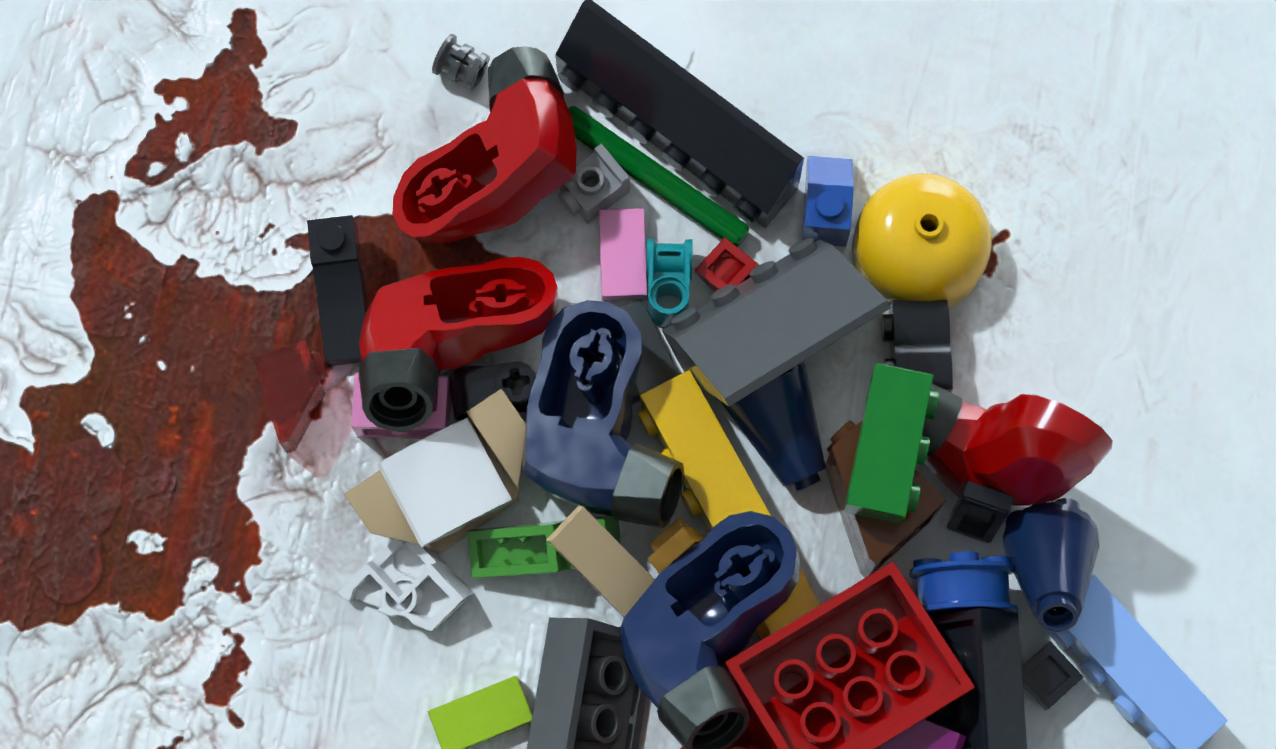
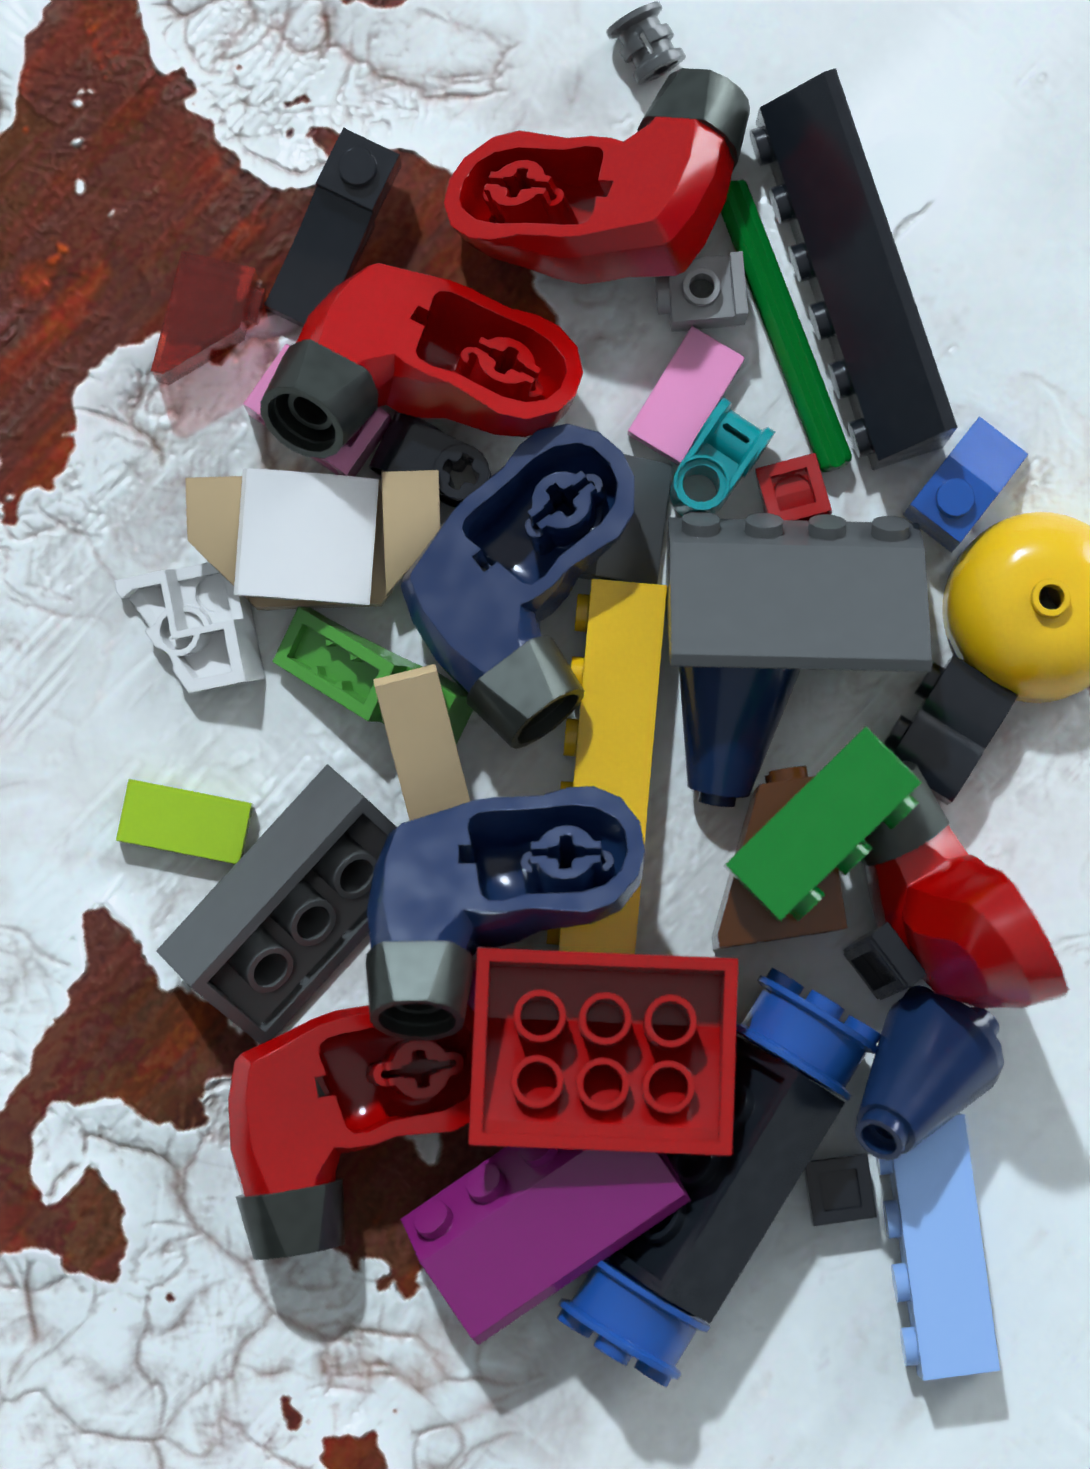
camera: 30 degrees right, 10 degrees up
(673, 544) = (514, 775): pearl gold slope -> none

